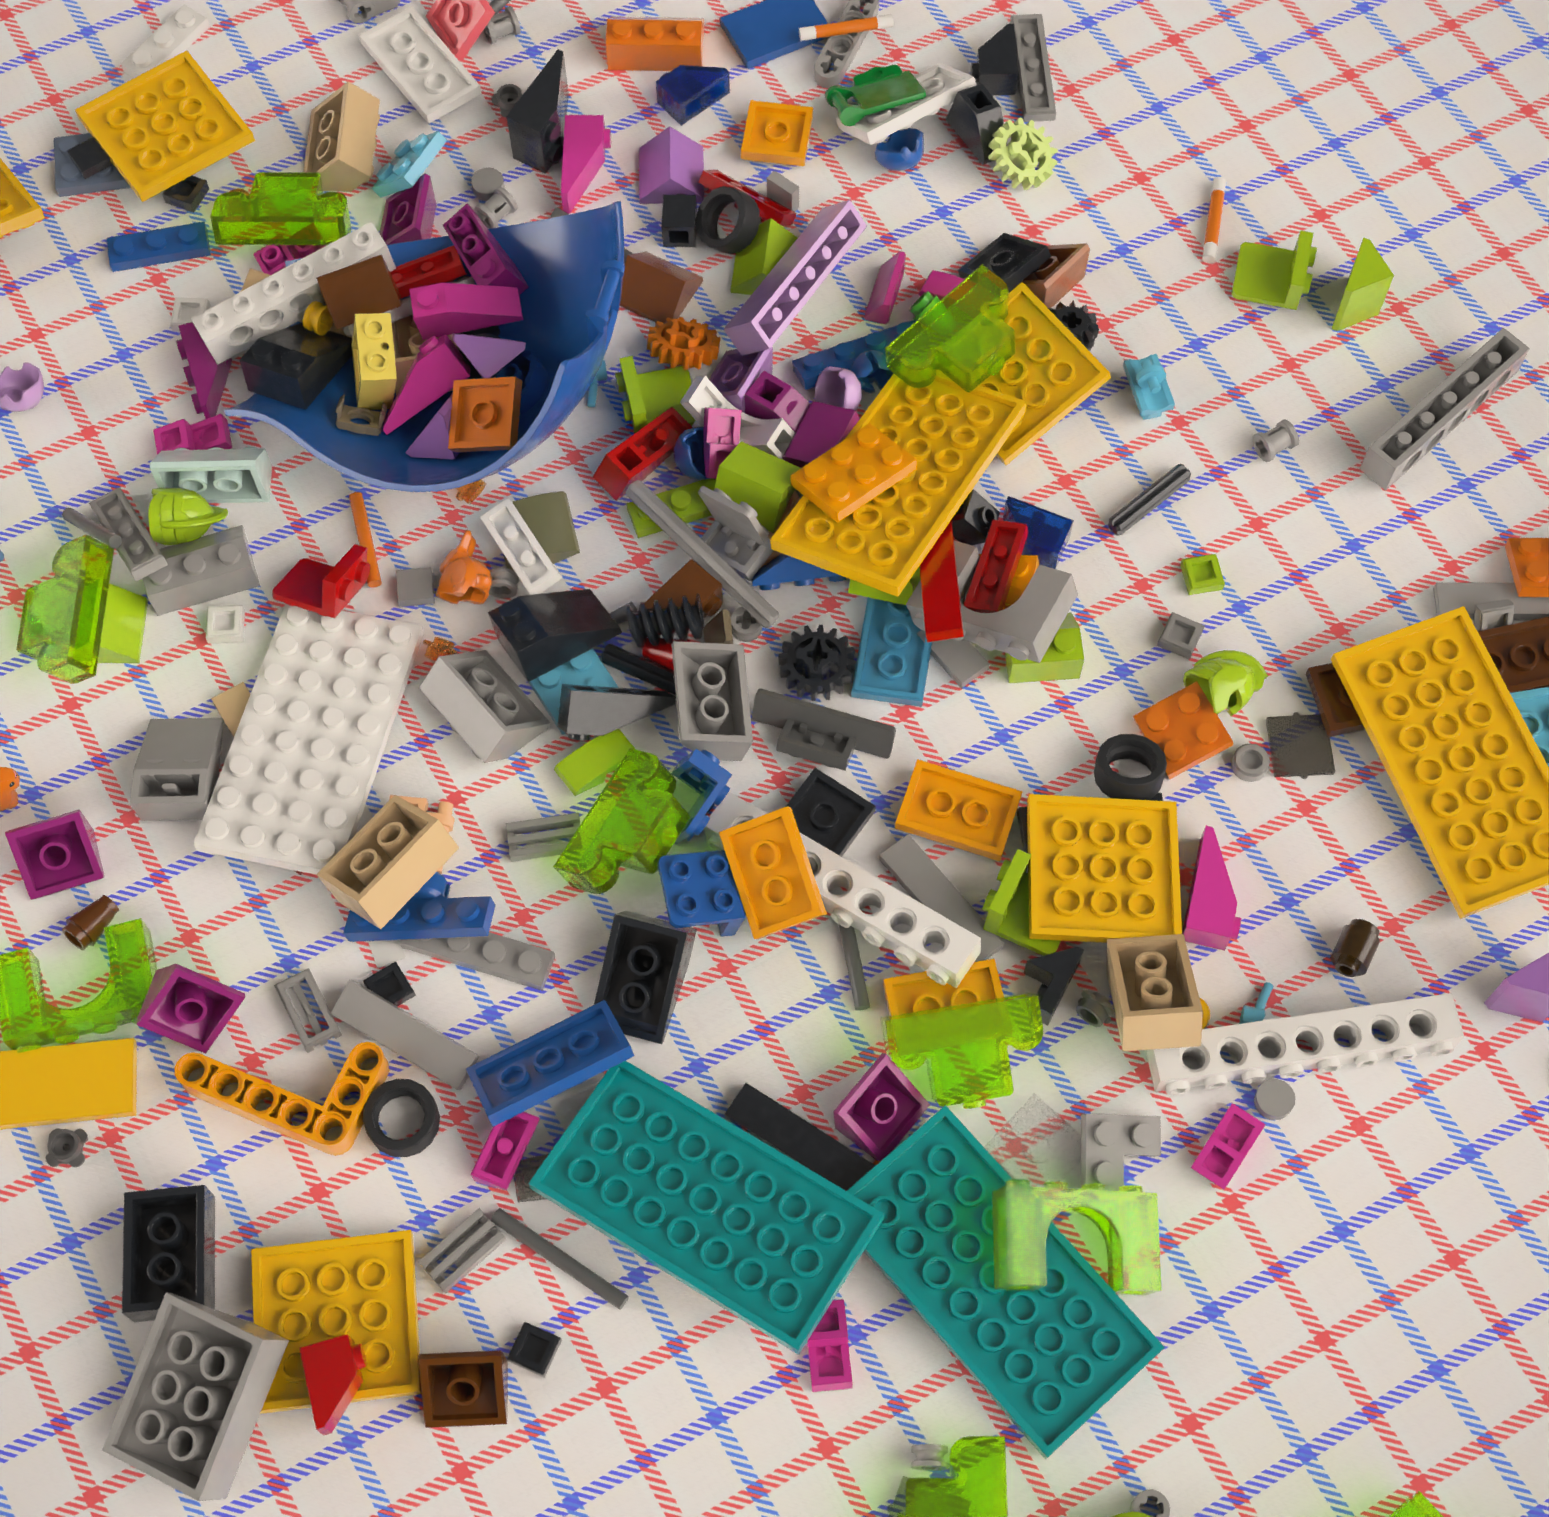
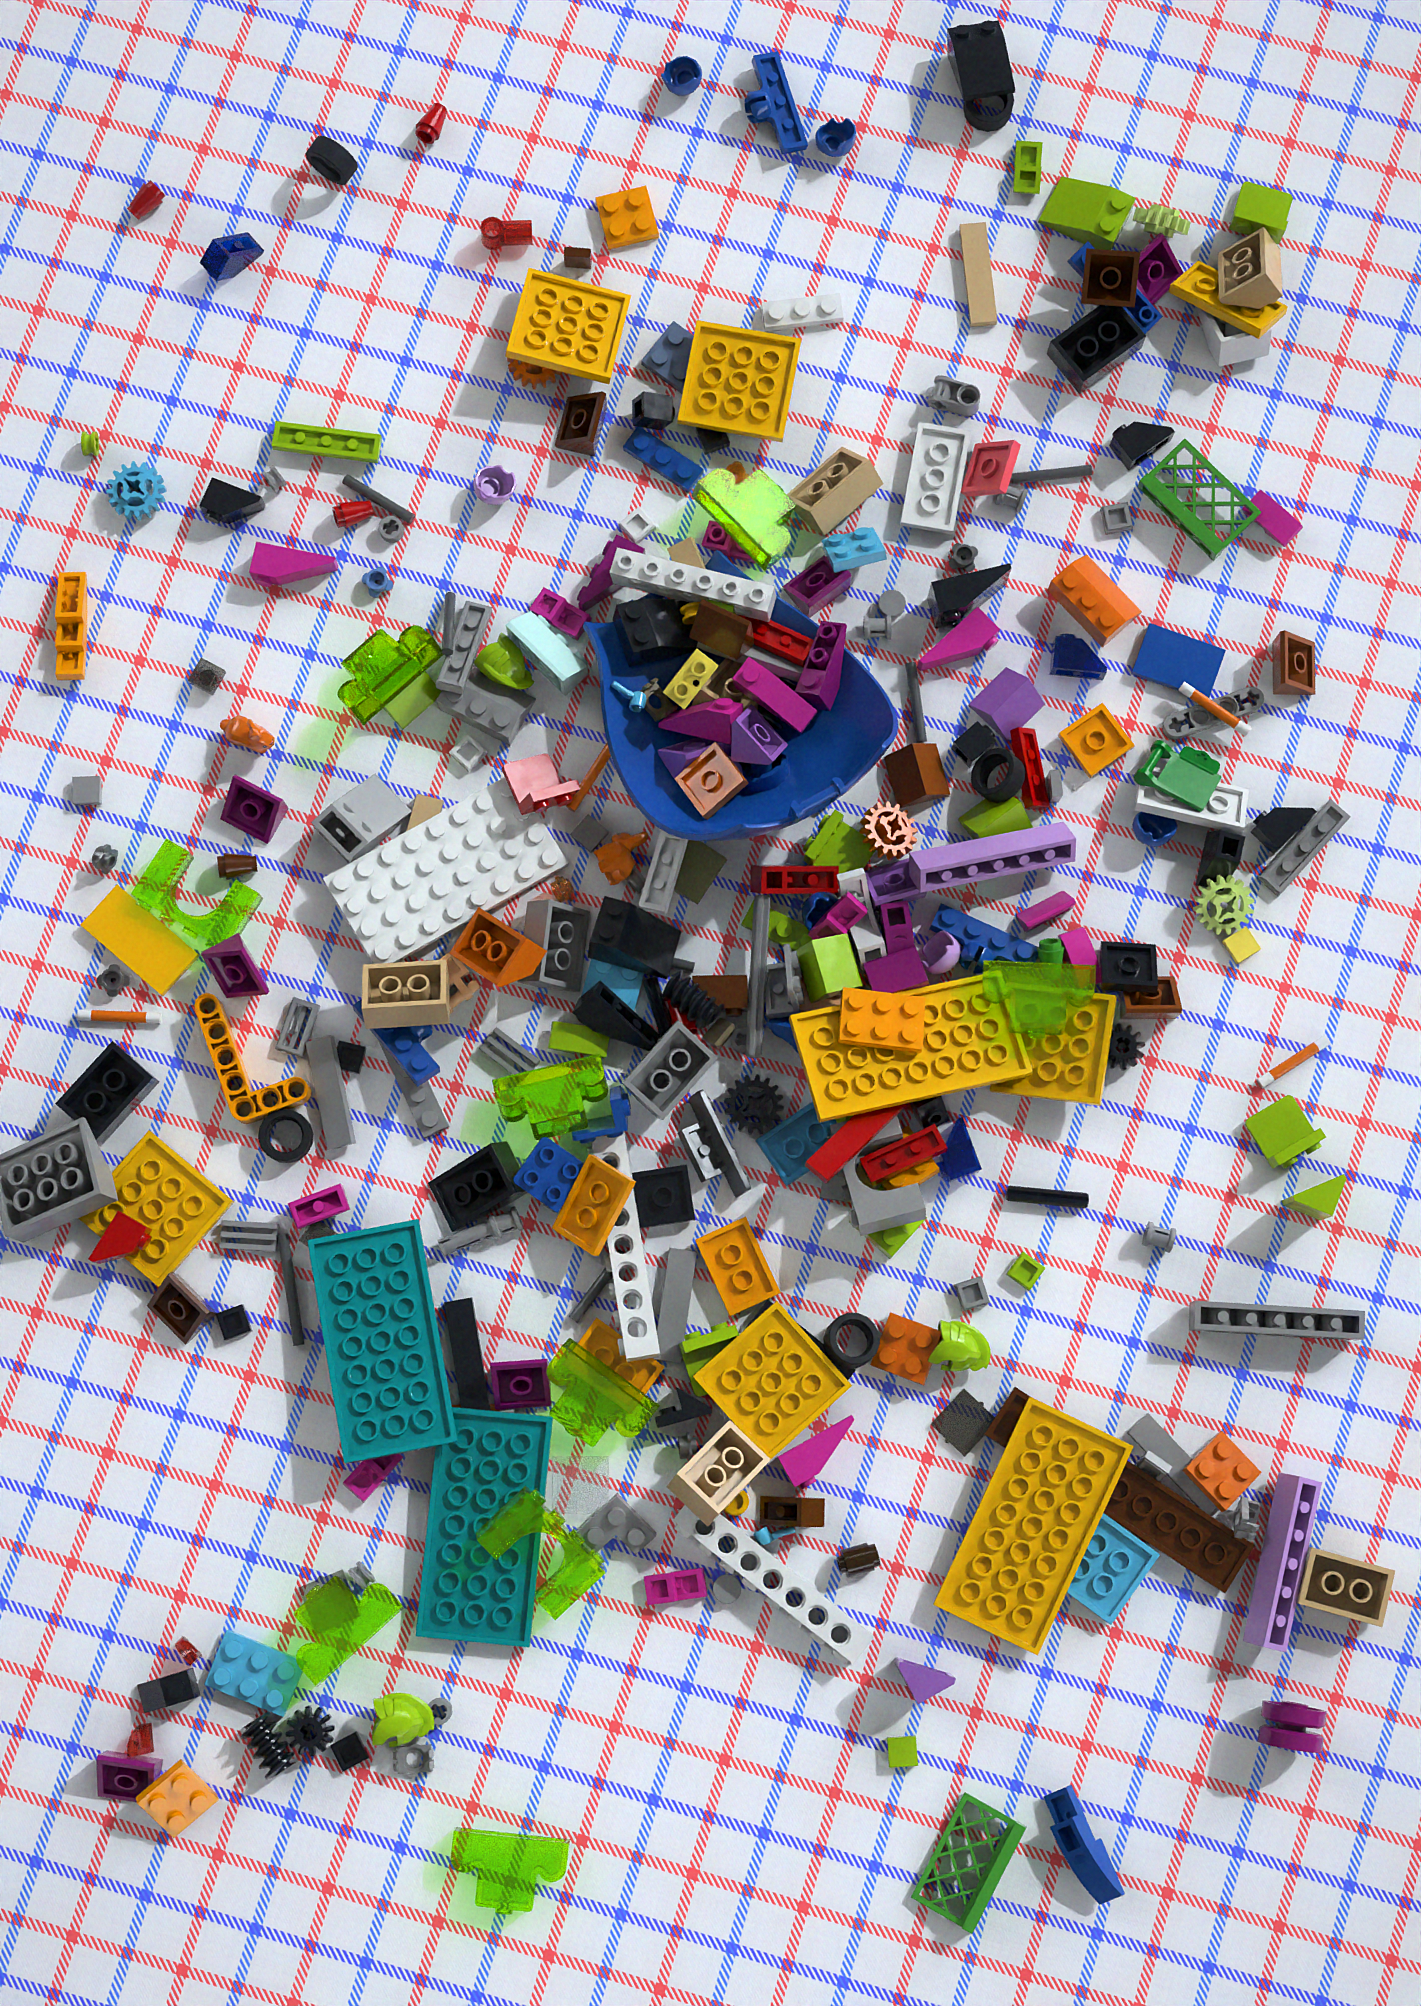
camera: 45 degrees right, 15 degrees up
(51, 276) = (582, 423): none -> reddish brown slope
(89, 157) = (676, 360): black tile -> none
(107, 1176) = (119, 1016): none -> orange bar
(108, 212) = (652, 410): none -> black brick
(339, 425) = (637, 698): none -> medium azure hand
(434, 740) = (496, 950): none -> orange slope
(549, 1063) = (381, 1187): blue plate -> none
(697, 999) = (493, 1227): none -> light grey pin
(1070, 175) = (1241, 945): none -> light yellow tile
(1149, 386) = (1123, 1129): medium azure hips -> none
(1250, 762) = (925, 1403): light grey tile -> none
(1250, 967) = (792, 1511): none -> reddish brown slope

